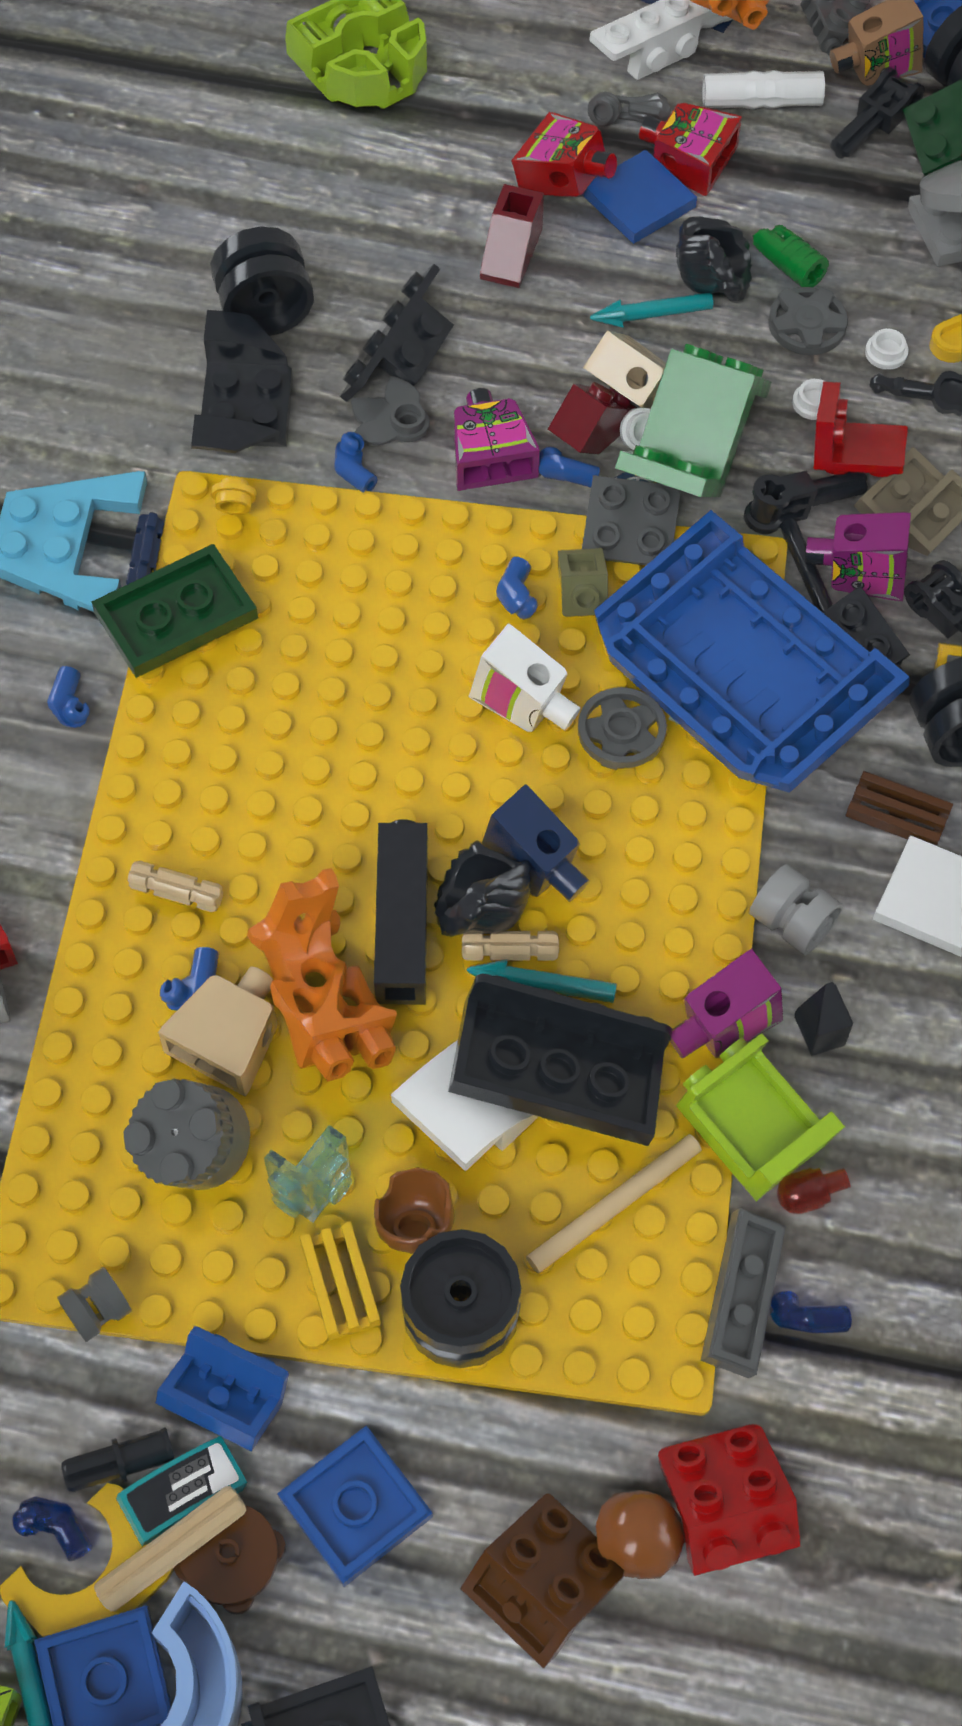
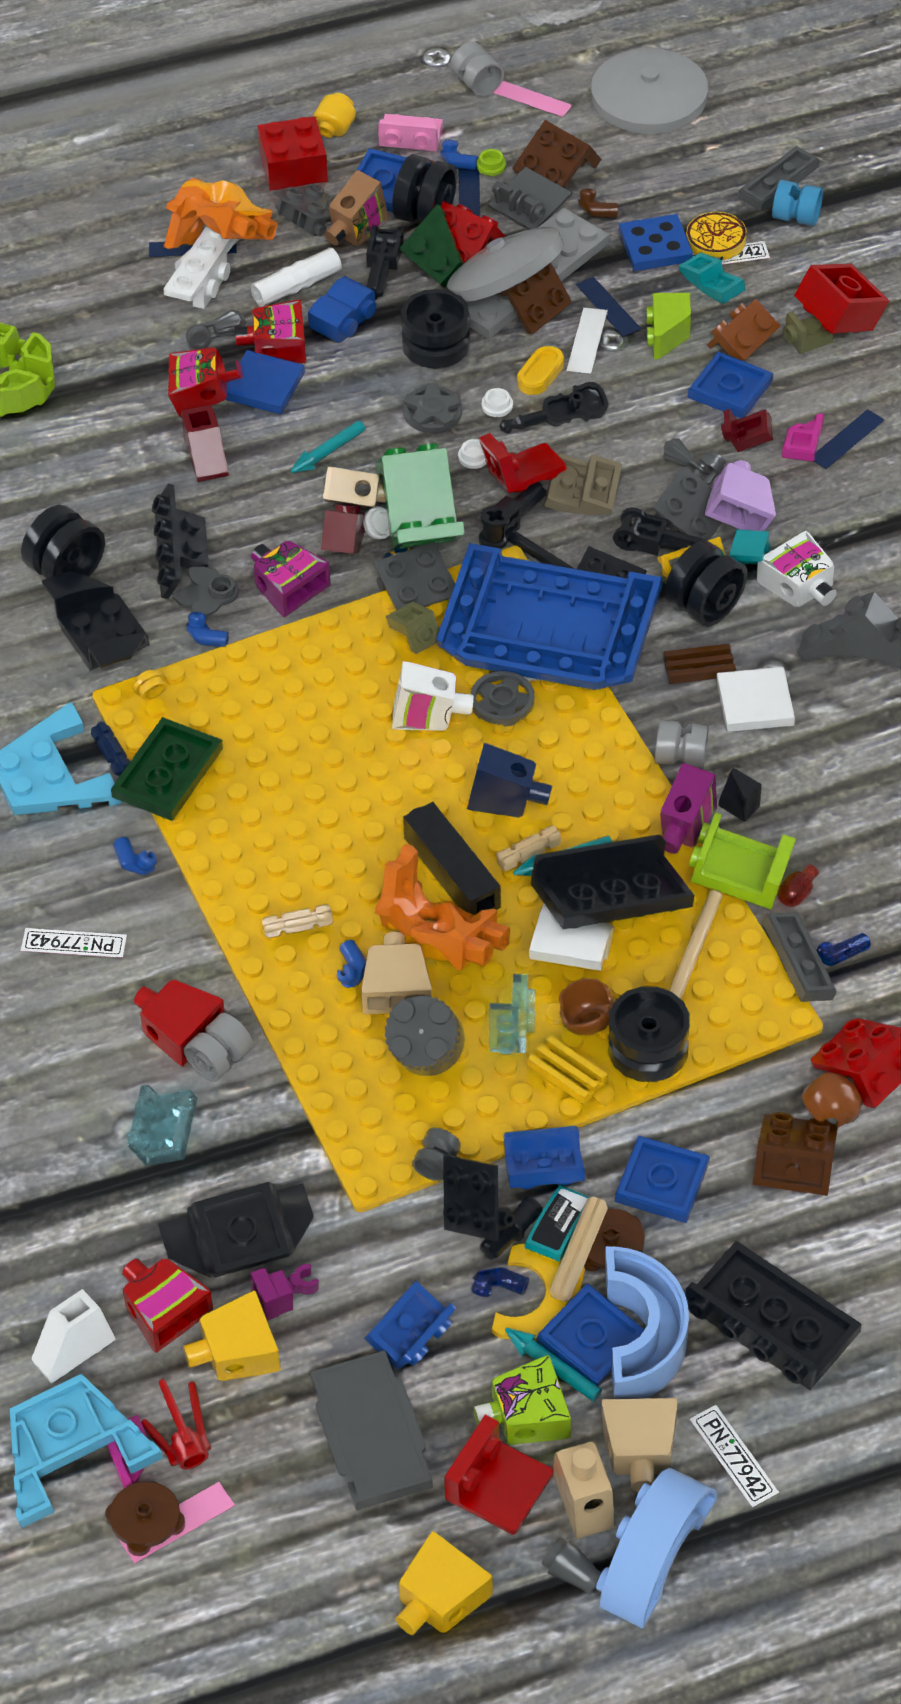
camera: 30 degrees left, 10 degrees down
(81, 1408) = (472, 1199): none -> black hinge
(482, 892) = (493, 823): black hair -> none
(513, 592) = (376, 654): blue arm -> none
(556, 467) = (347, 569): blue arm -> none
(714, 257) = (347, 397): black hair -> none
(786, 151) = (342, 309): none -> blue brick
(792, 255) = (394, 373): green hinge -> none
(866, 553) = (578, 524): magenta torso -> none
(873, 223) = (435, 328): none -> black wheel

